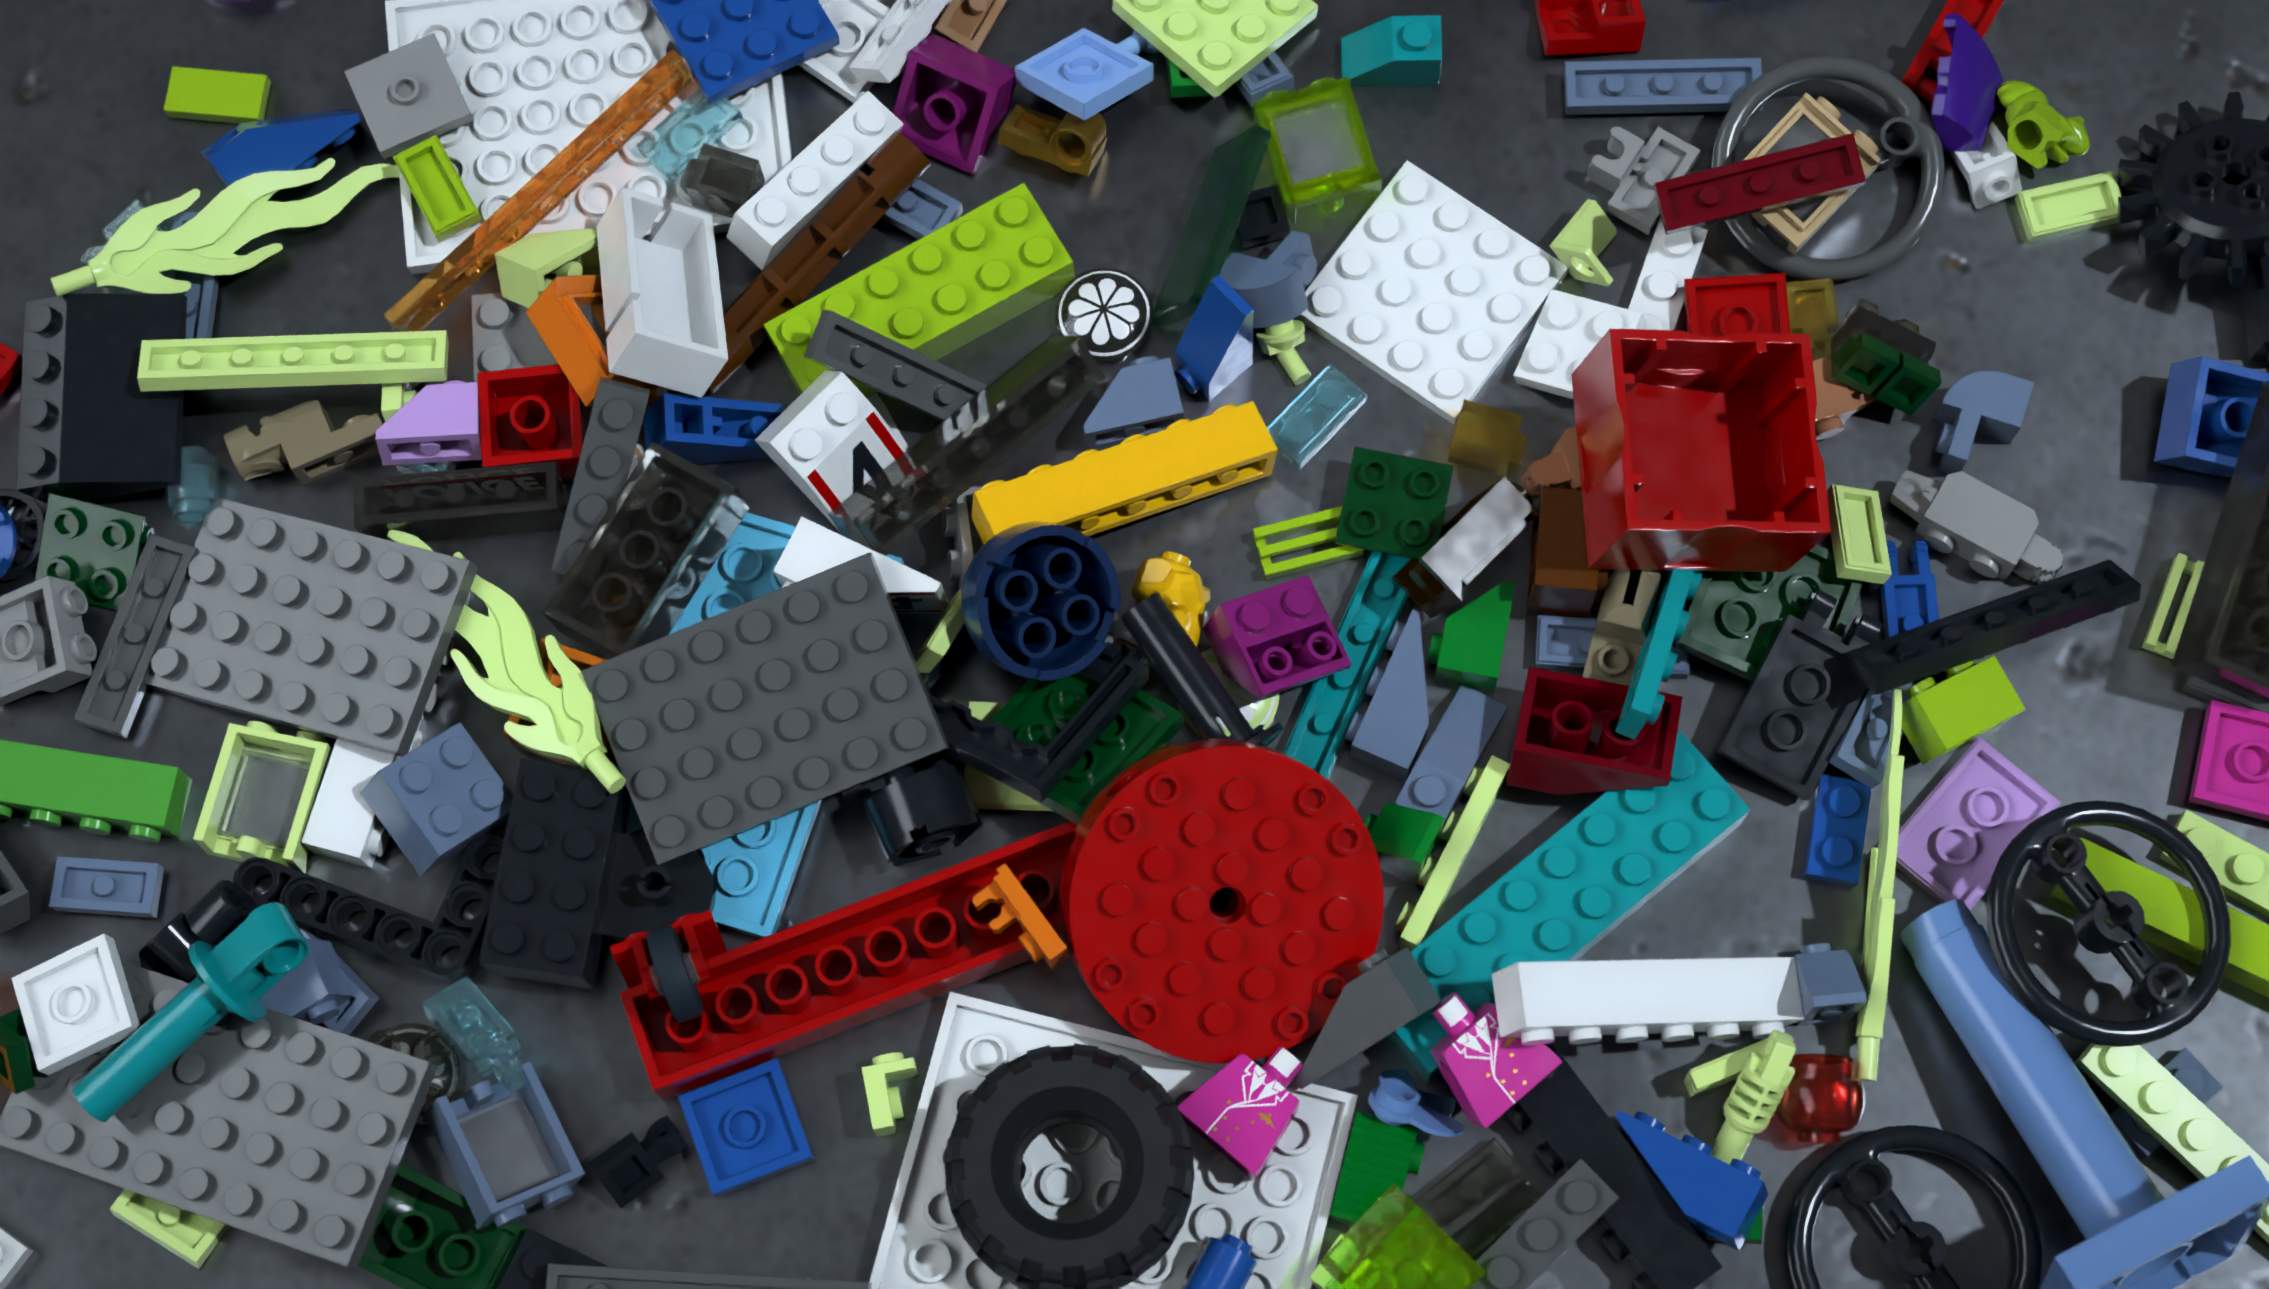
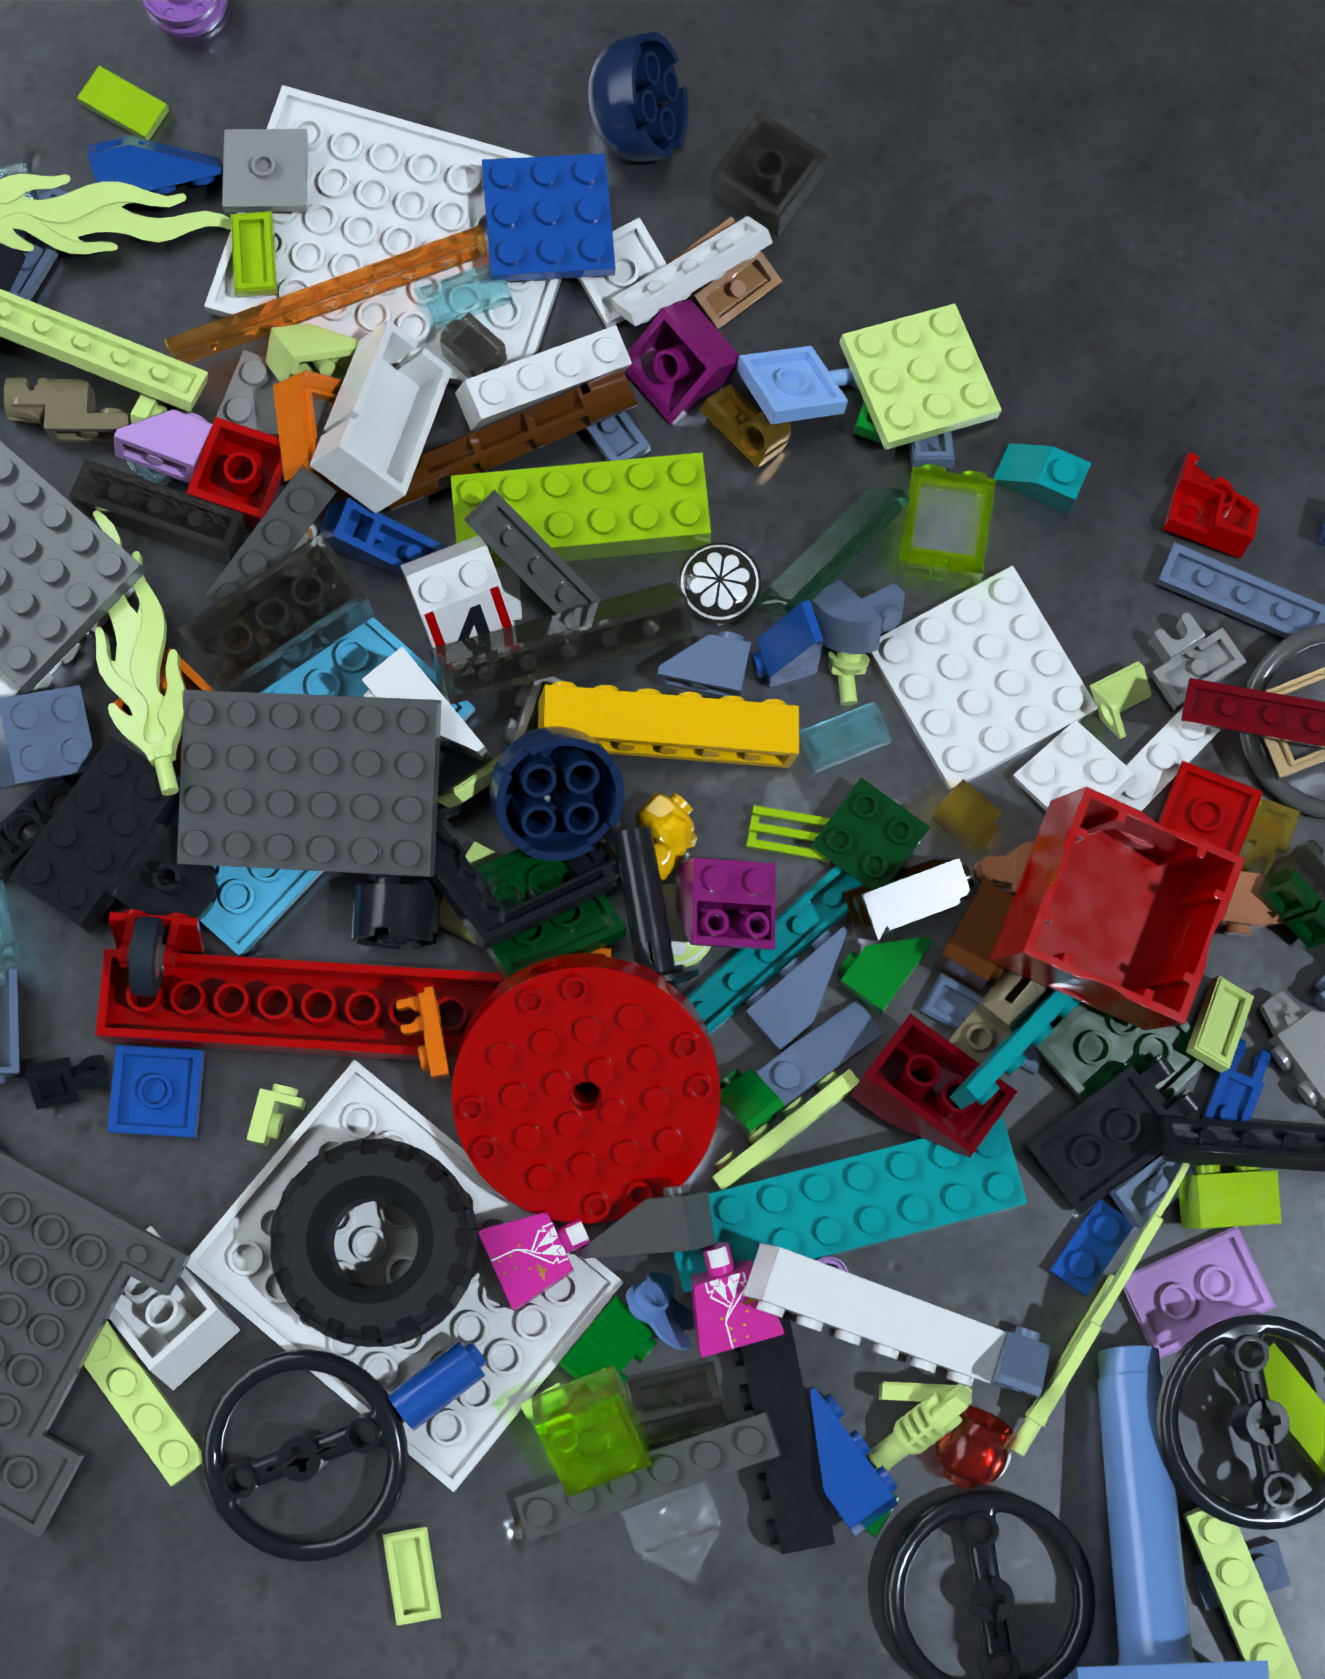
camera: 20 degrees right, 5 degrees up
(1263, 218) = (878, 561): black plate -> none

